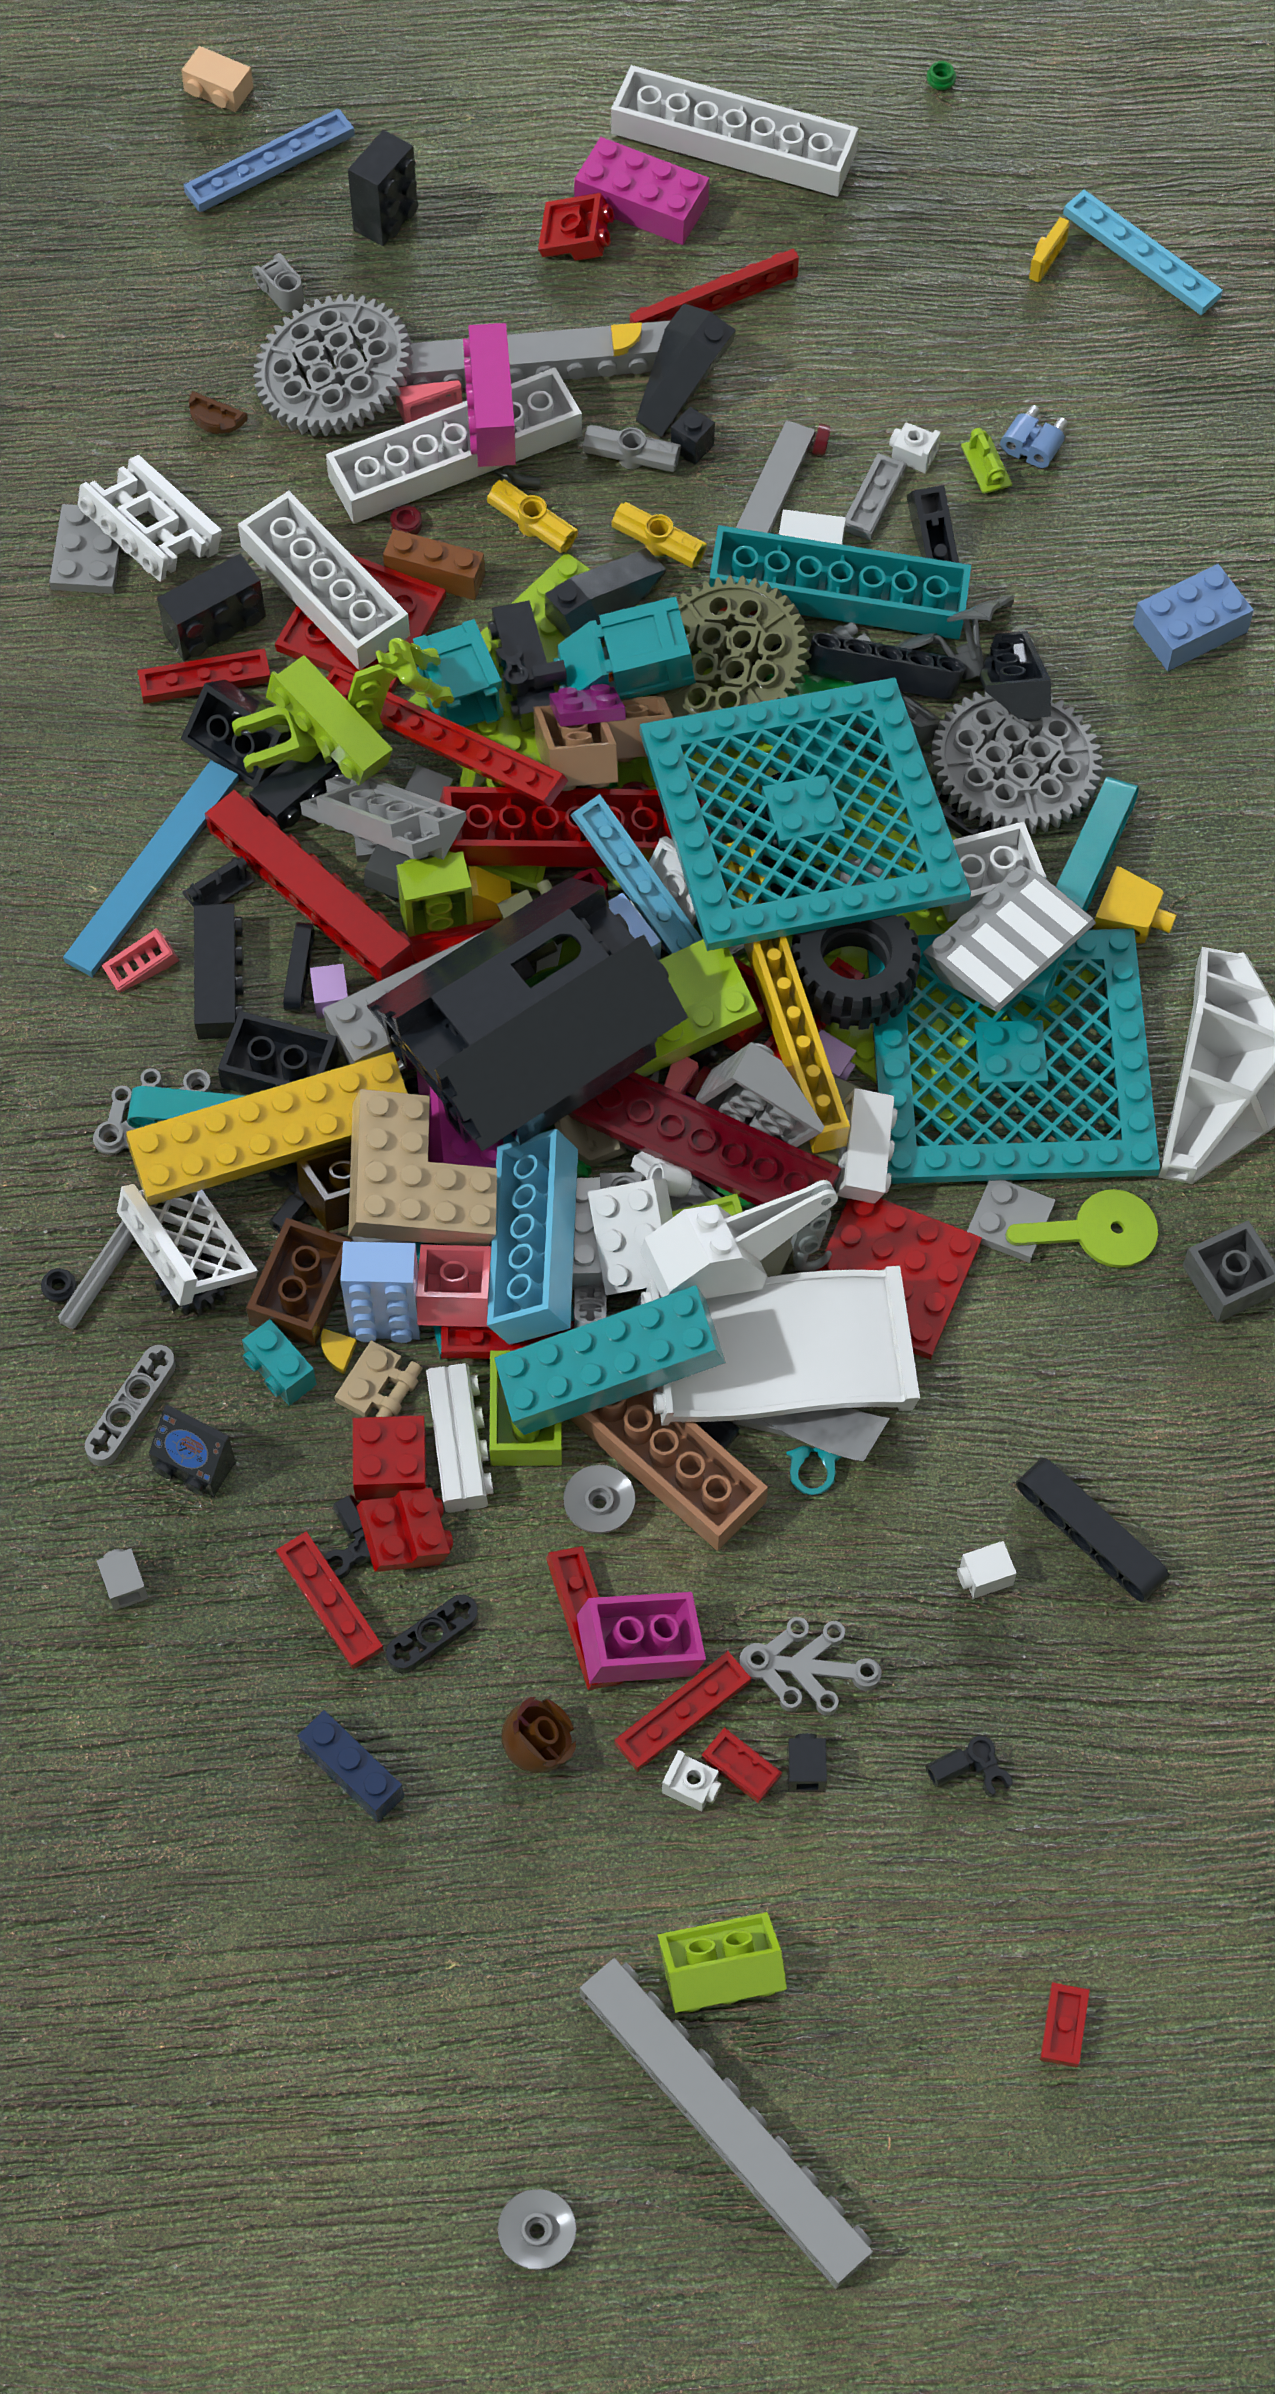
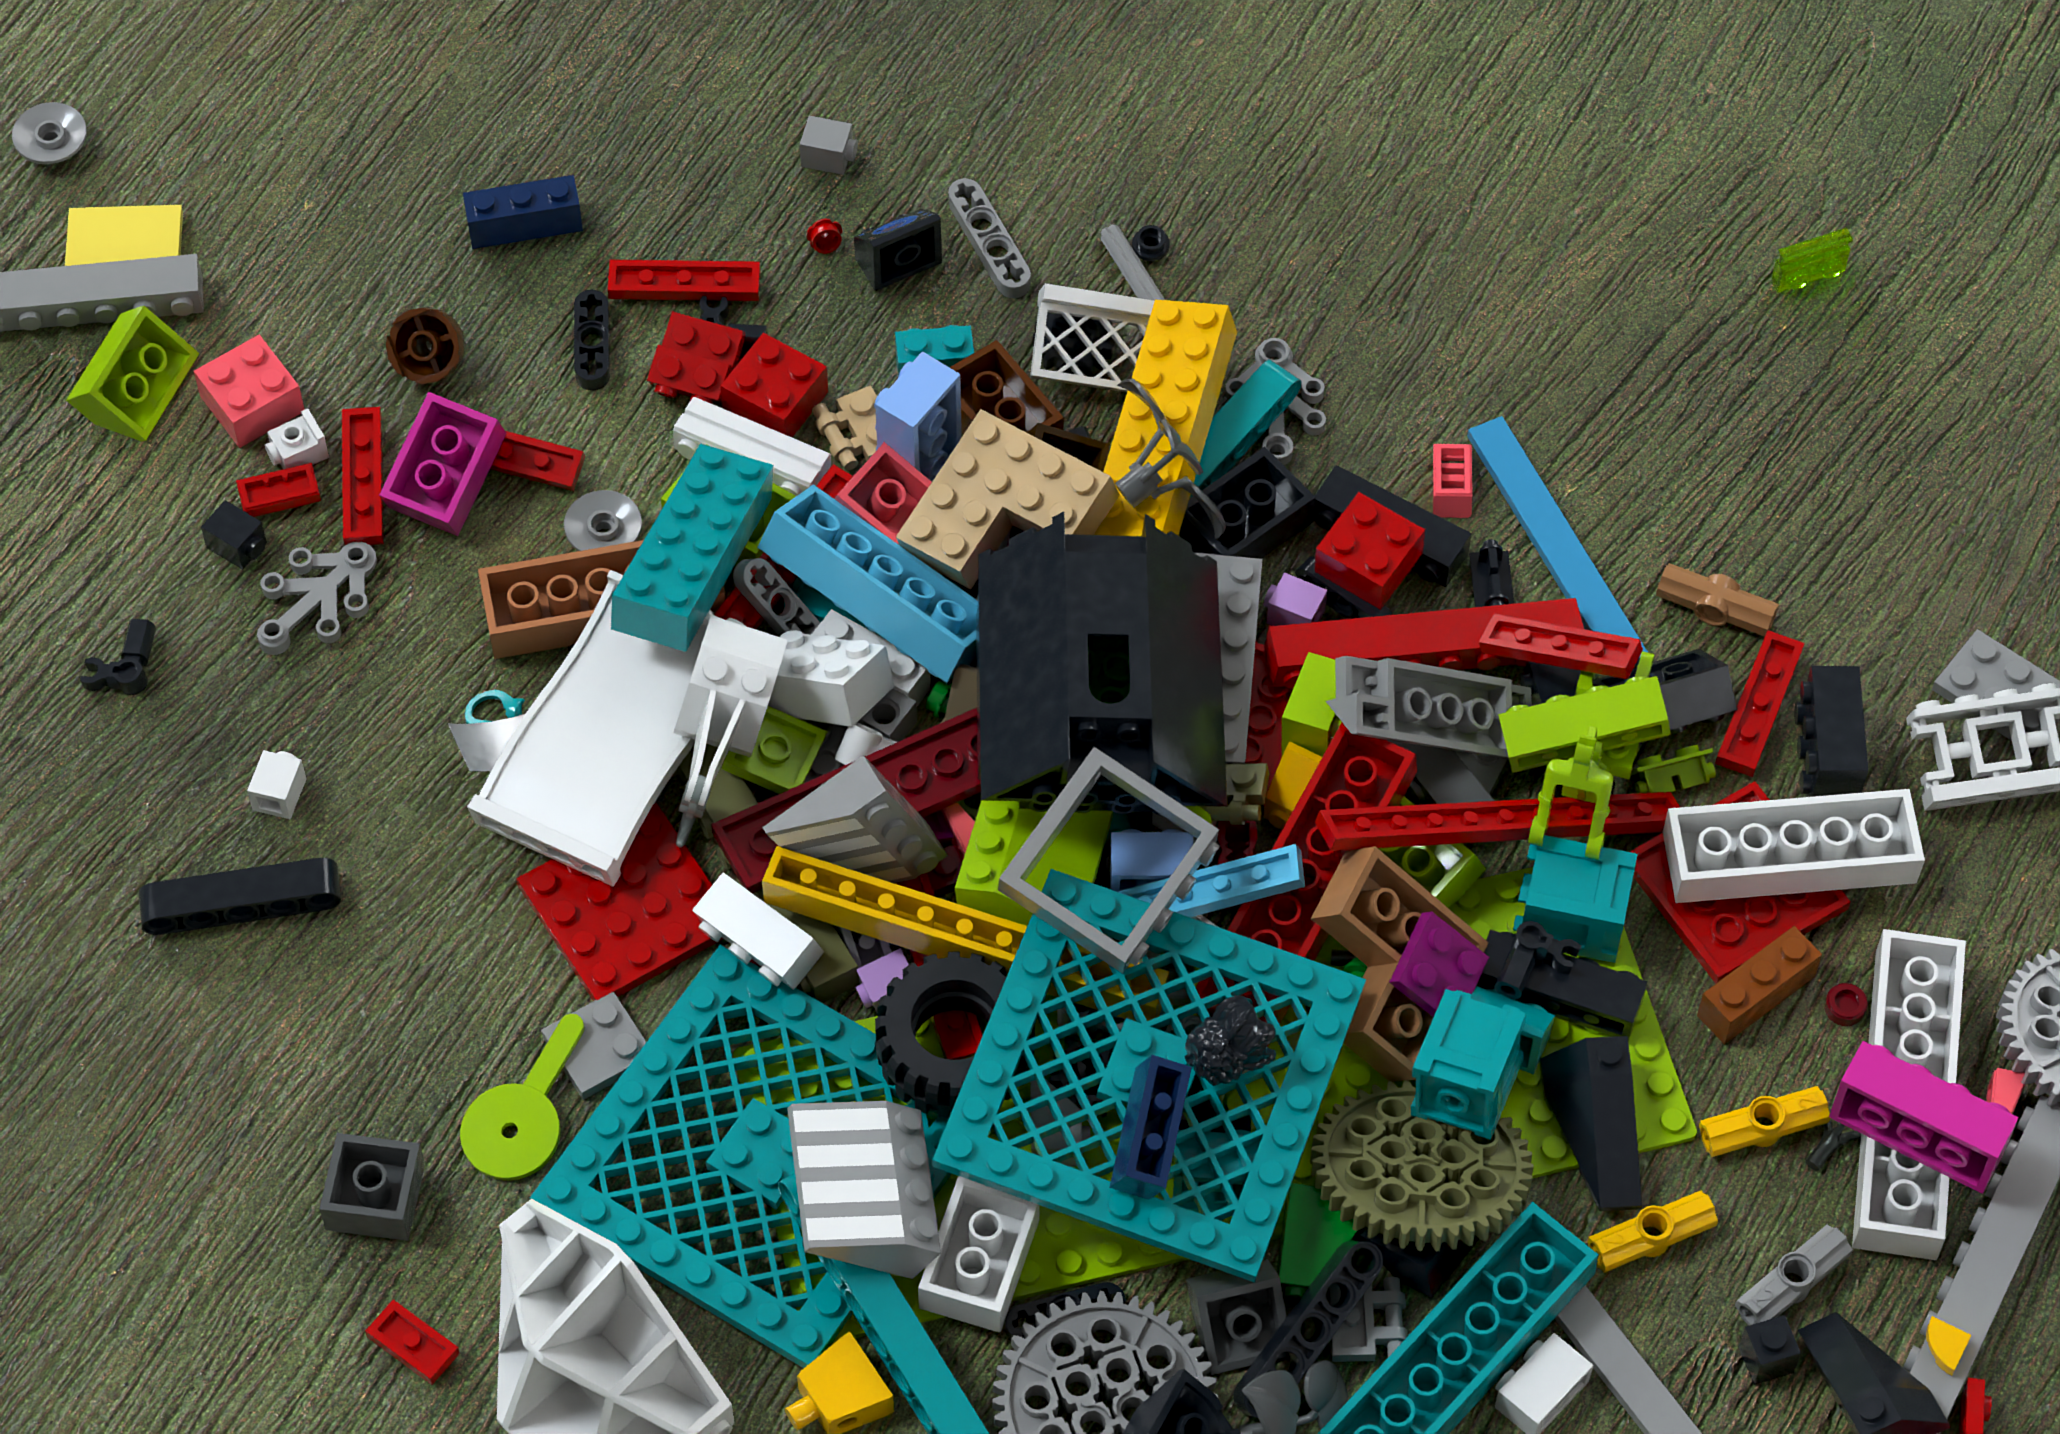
camera: 125 degrees right, 5 degrees down
(135, 742) = (1717, 599): none -> medium nougat piece
(212, 1524) = (825, 235): none -> red plate
(265, 946) = (1369, 550): none -> red brick
(272, 772) = (1561, 646): none -> red plate
(336, 1080) = (1143, 480): none -> dark grey plant
(594, 2083) = (123, 233): none -> light yellow tile
(672, 1852) = (249, 391): none -> coral brick
(681, 932) = (1156, 917): none -> light grey window
(764, 750) = (1230, 1042): none -> black hair
(859, 762) = (1150, 1127): none -> dark blue brick

